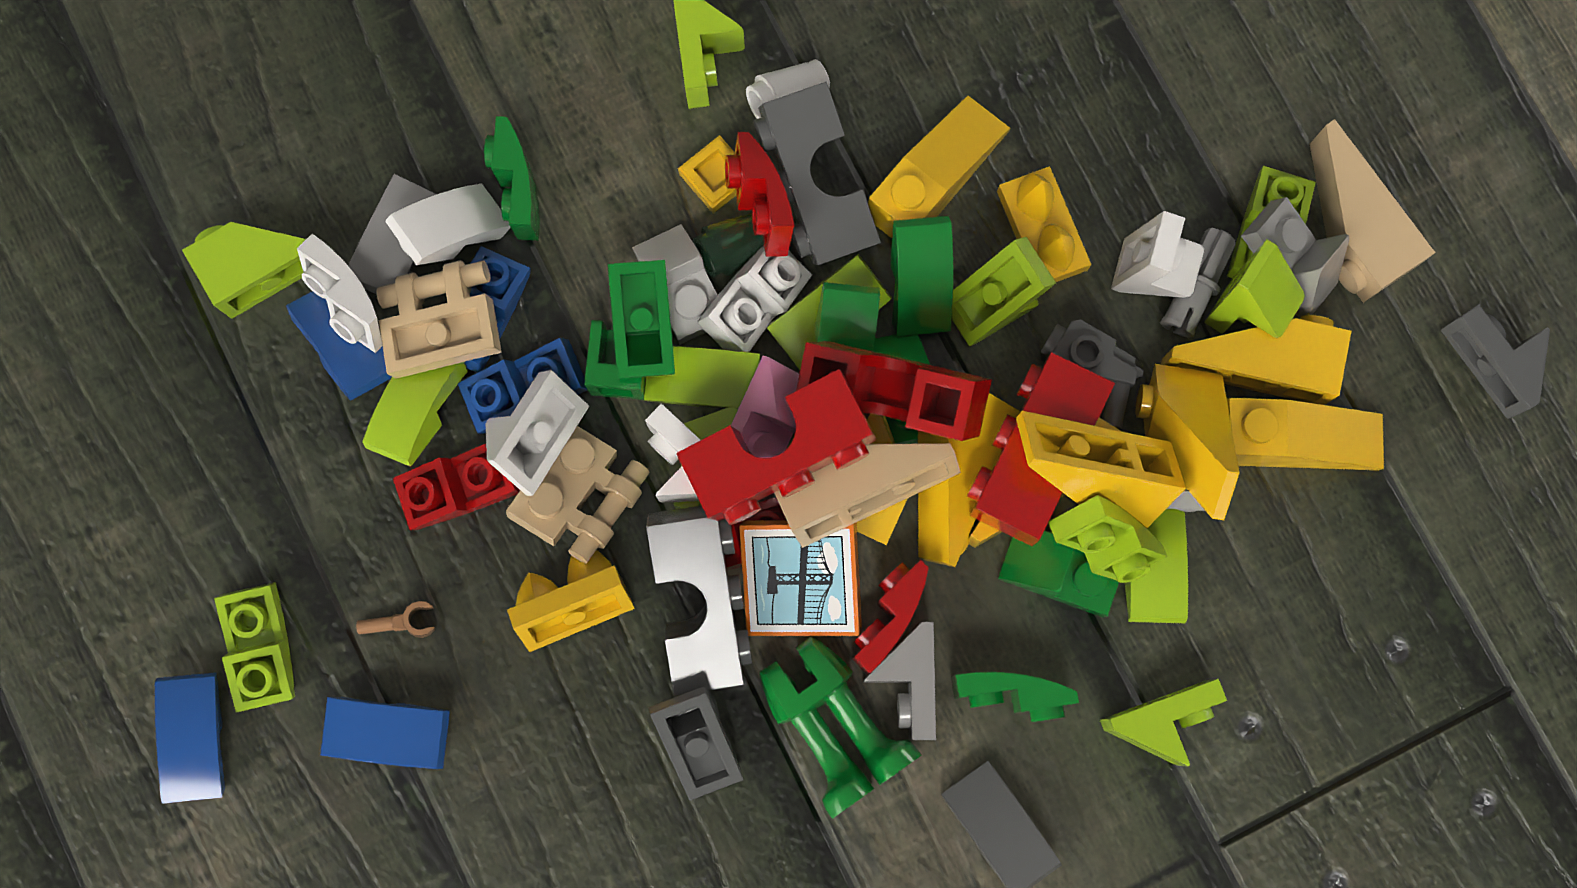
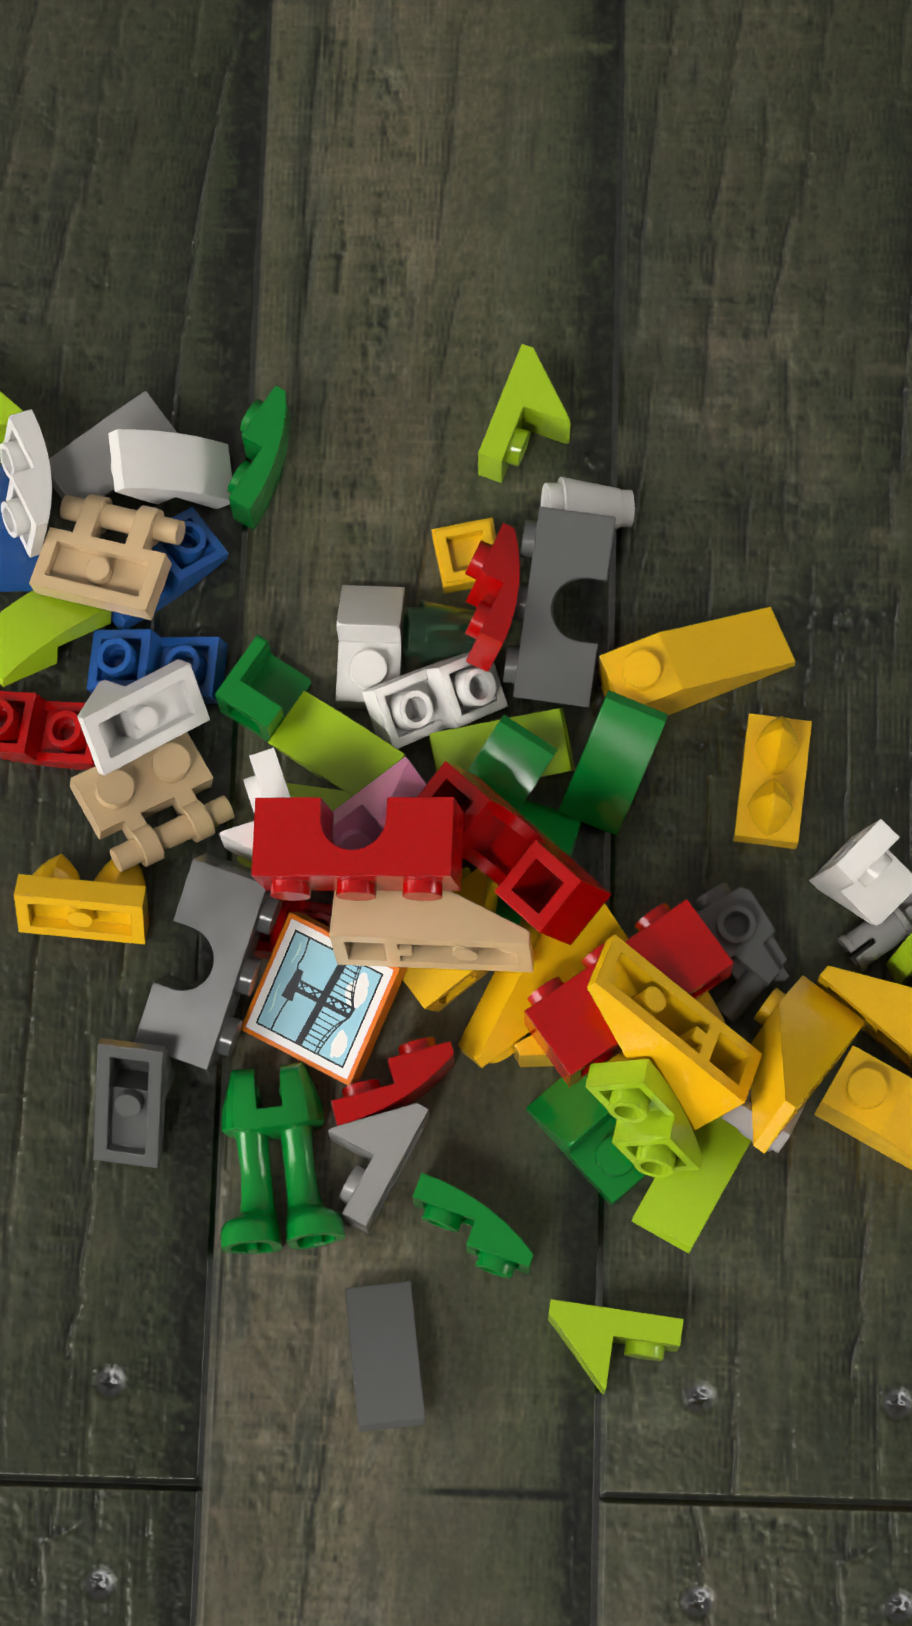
camera: 30 degrees right, 5 degrees down
(641, 319) = (304, 658): green slope -> none
(1000, 291) = (684, 821): lime slope -> none

